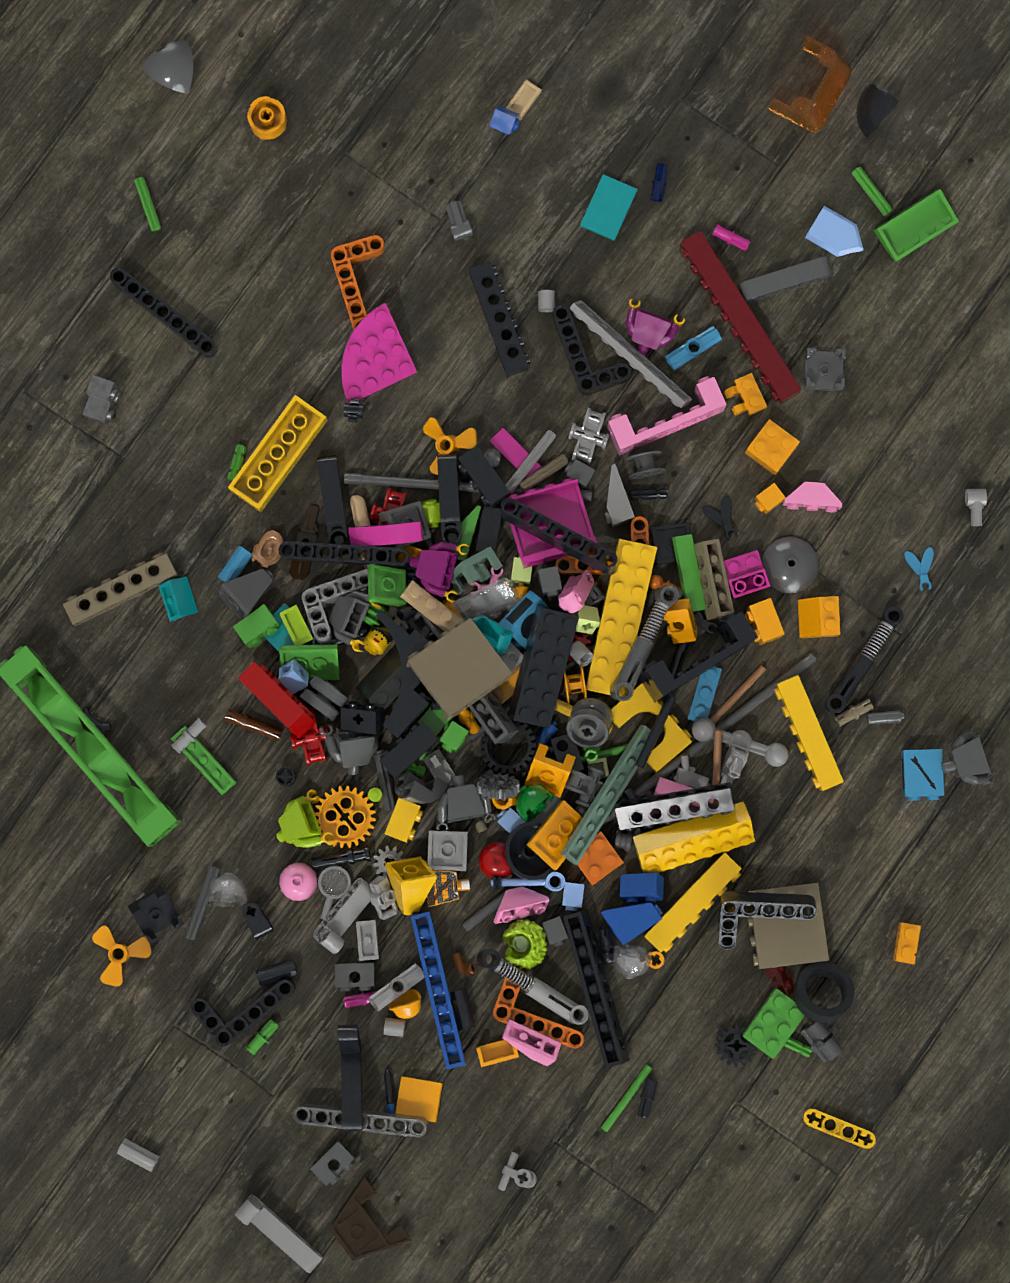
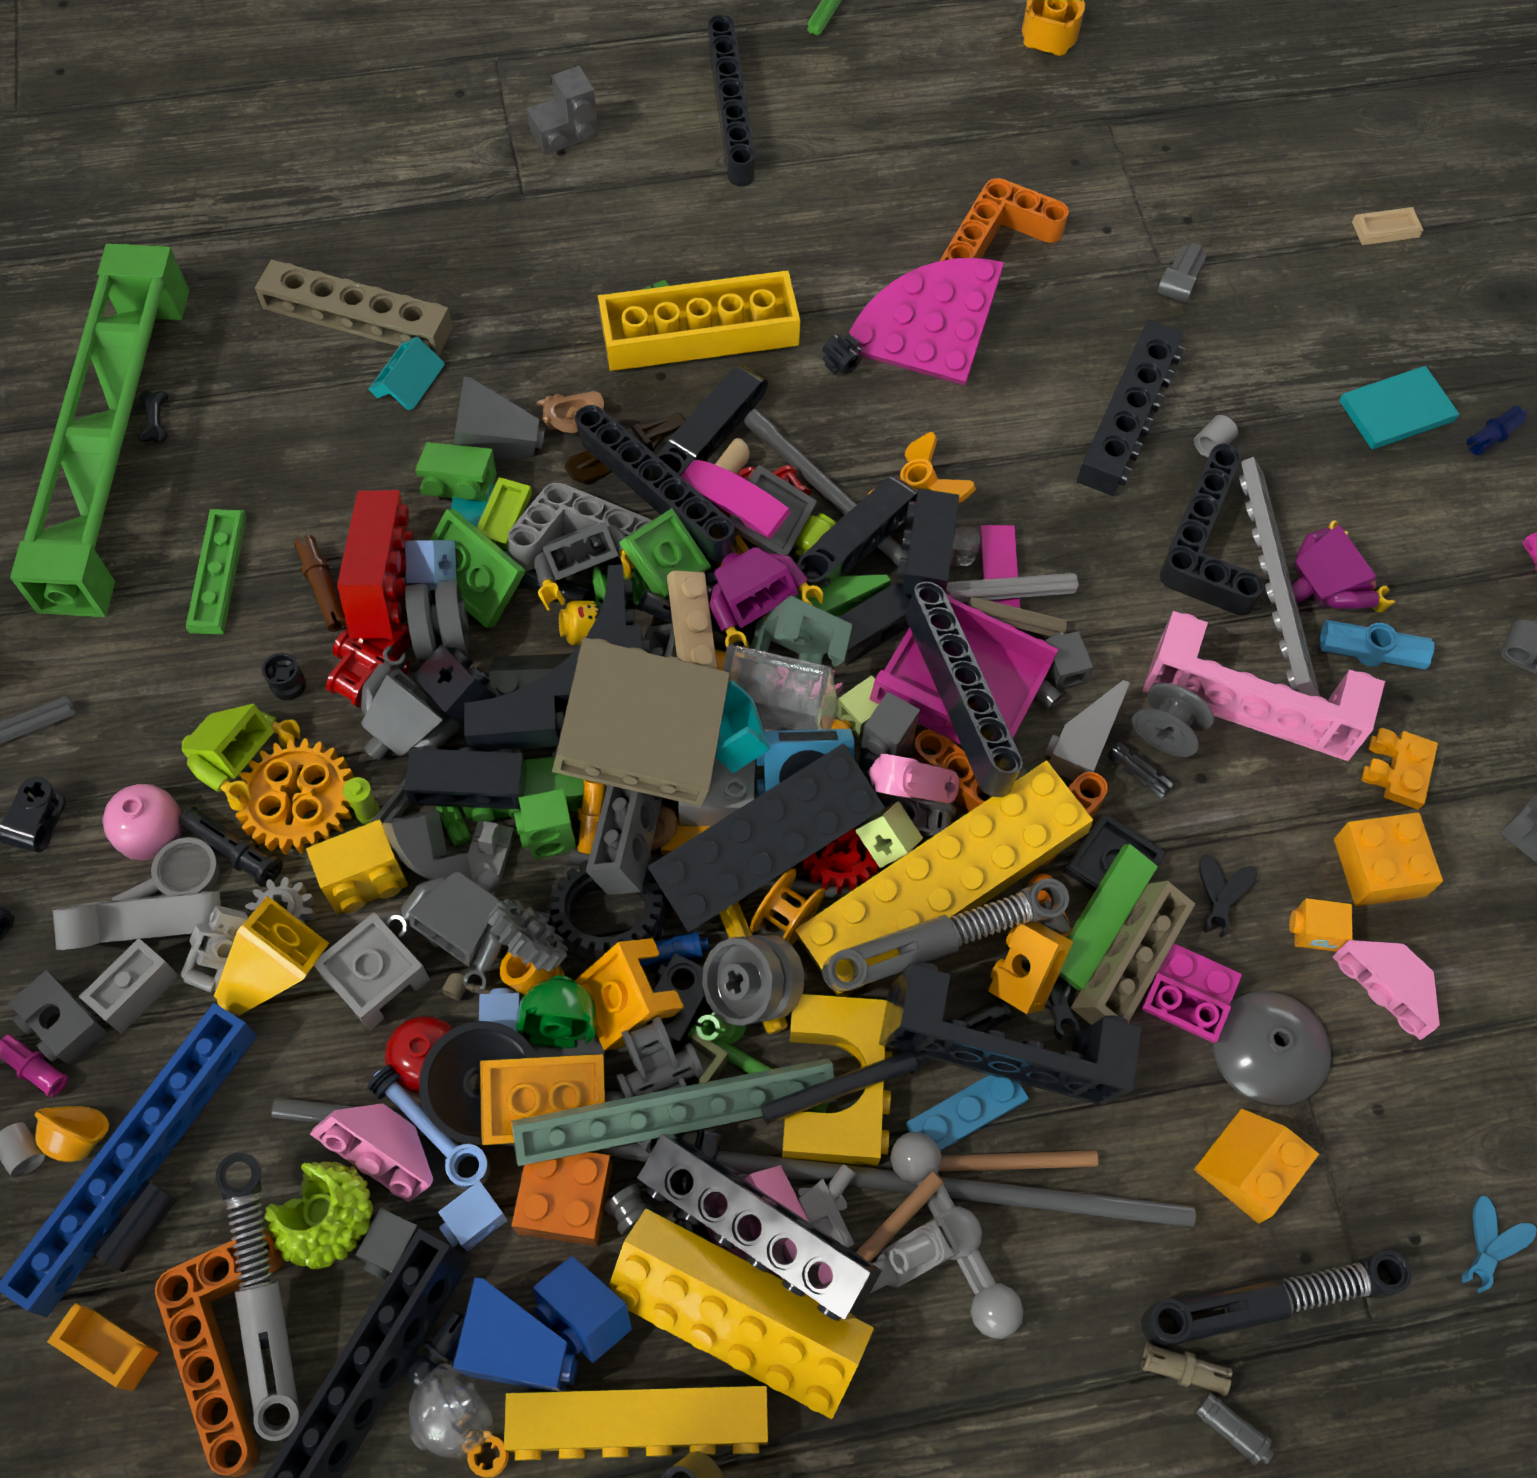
camera: 40 degrees right, 20 degrees down
(189, 735) = (230, 518): light grey pin -> none
(227, 890) = (43, 740): clear cylinder -> none
(235, 564) = (521, 392): dark azure axle -> none
(388, 994) = (56, 1084): light grey piece -> none
(446, 888) = (310, 1018): torso -> none
(462, 966) = (210, 1158): reddish brown arm -> none
(505, 120) = (1346, 219): brick -> none
(531, 1043) = (157, 1382): bright pink slope -> none
(581, 653) = (840, 882): light grey beam -> none
(588, 436) = (1123, 627): light grey axle -> none
(740, 318) = (1479, 670): dark red brick -> none
(764, 621) = (1162, 1085): light orange brick -> none
(809, 733) = (1081, 1329): yellow brick -> none

